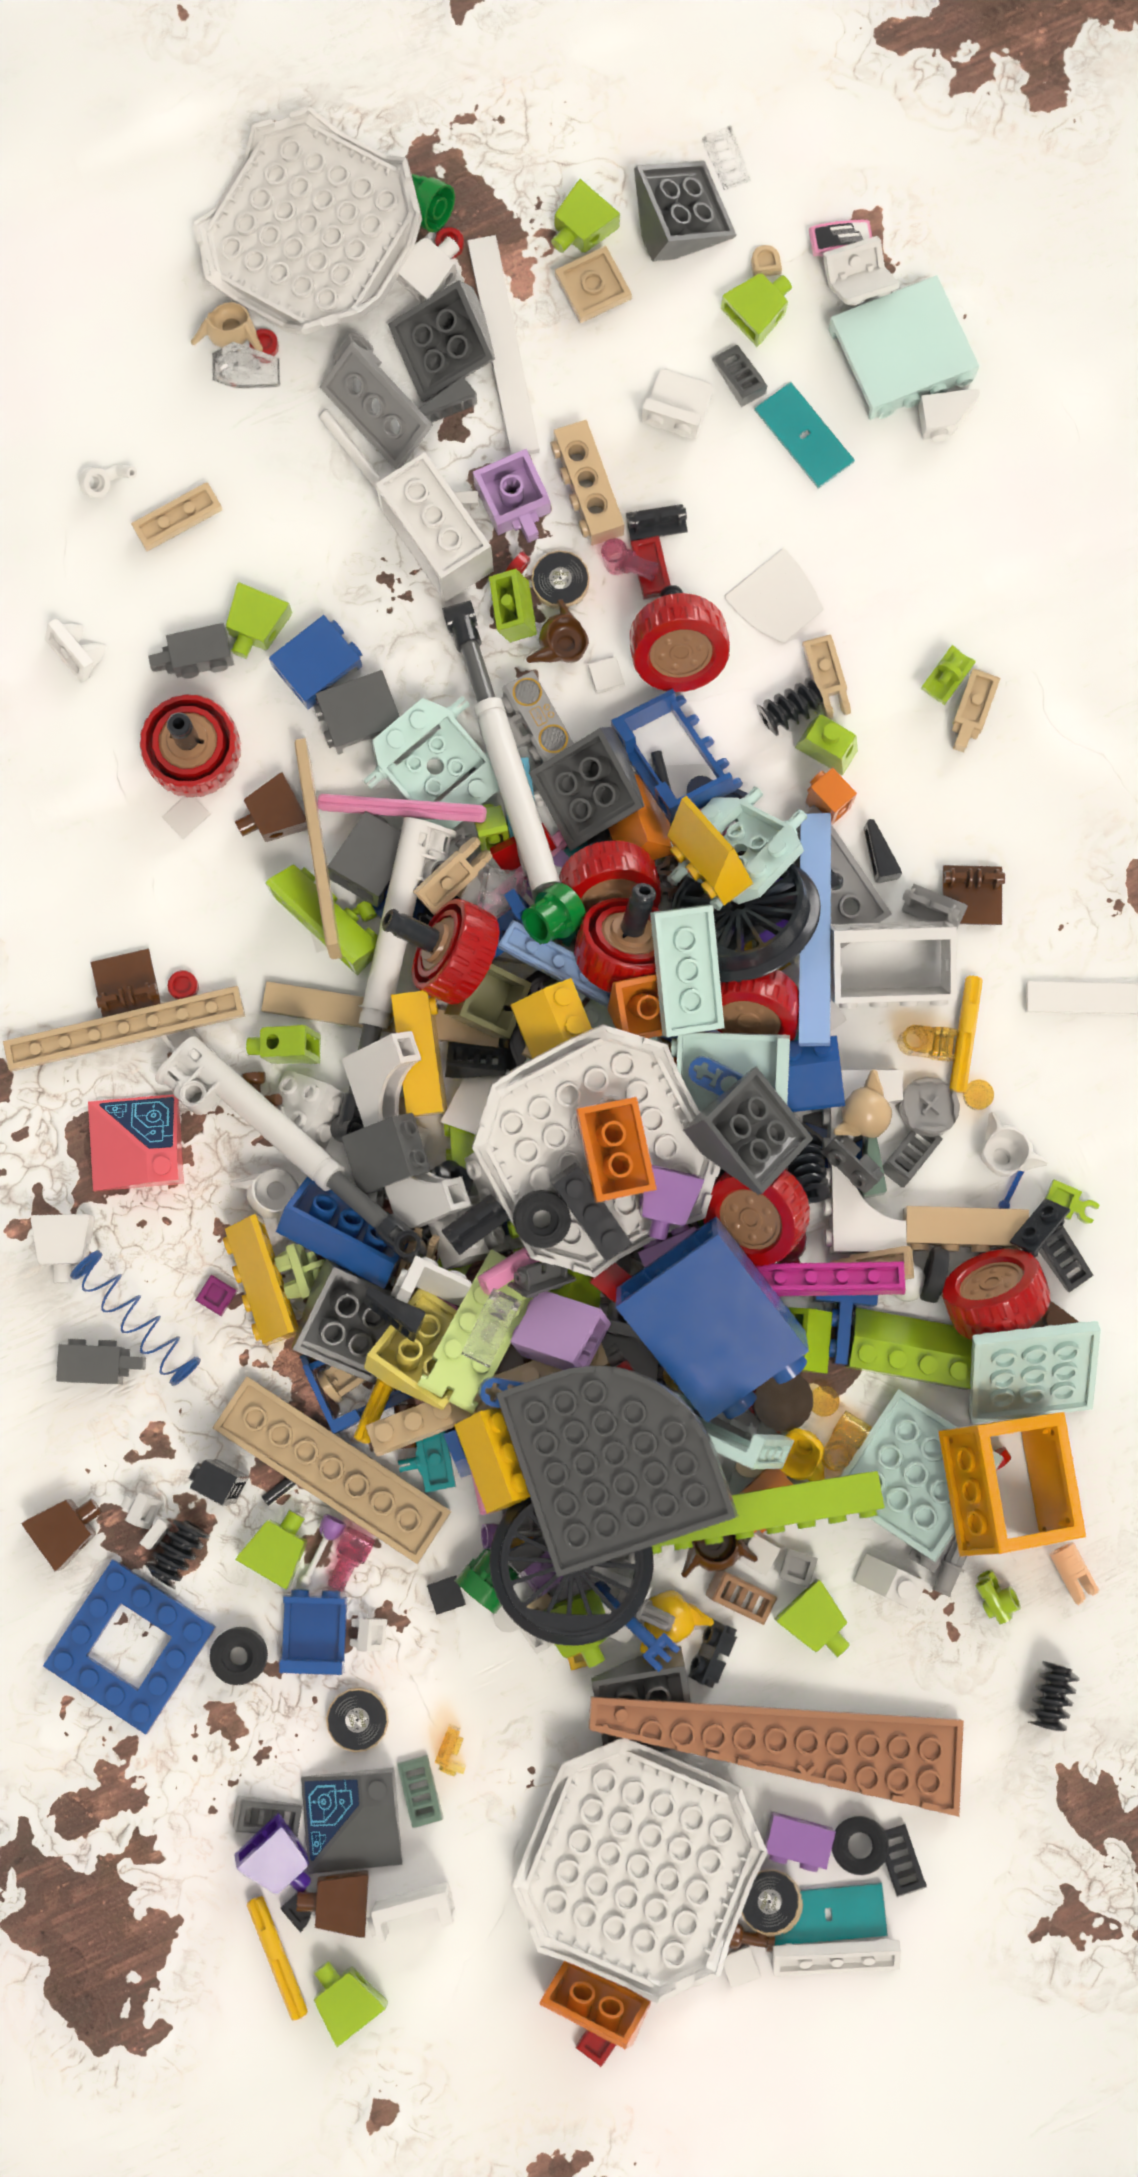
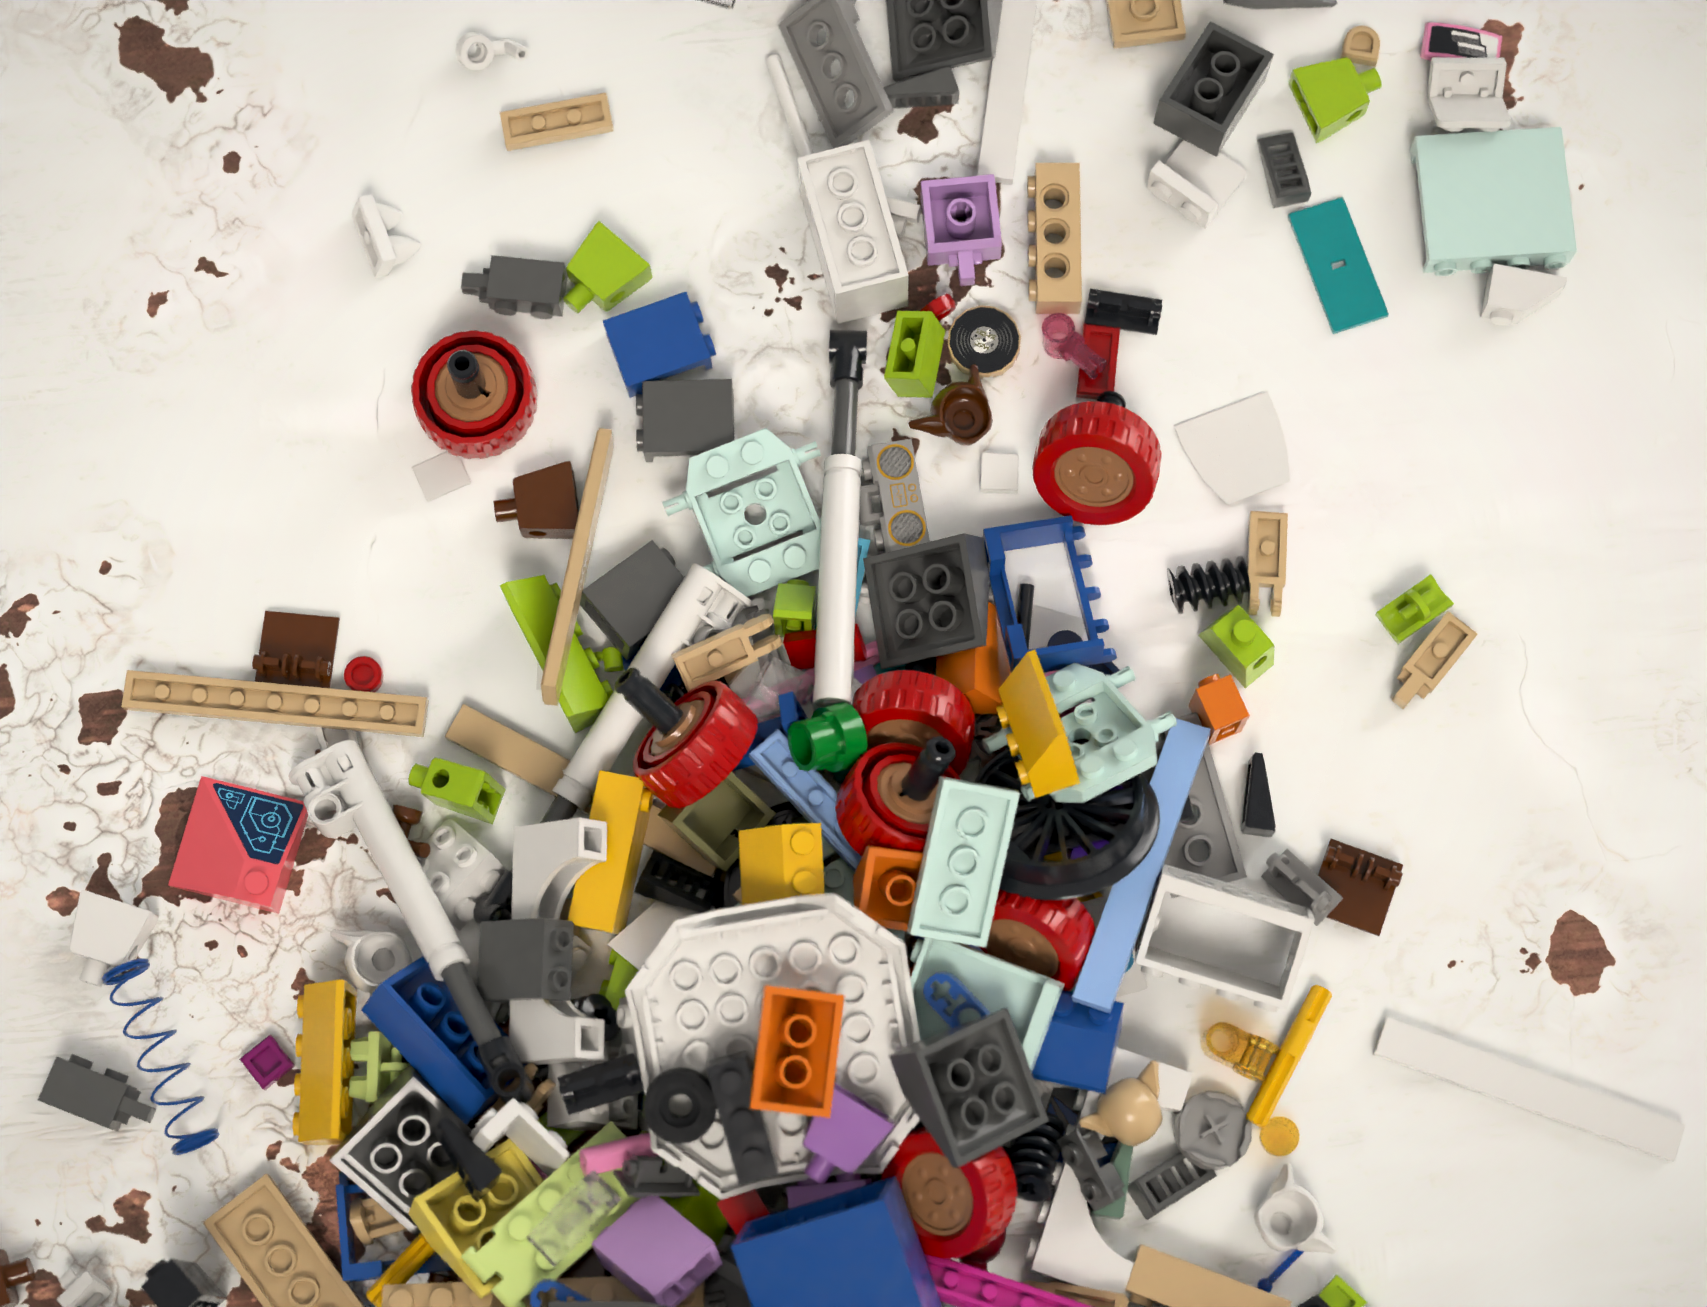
camera: 20 degrees right, 5 degrees down
(402, 808) = (697, 551): bright pink axle -> none
(667, 329) = (1213, 88): none -> dark grey brick

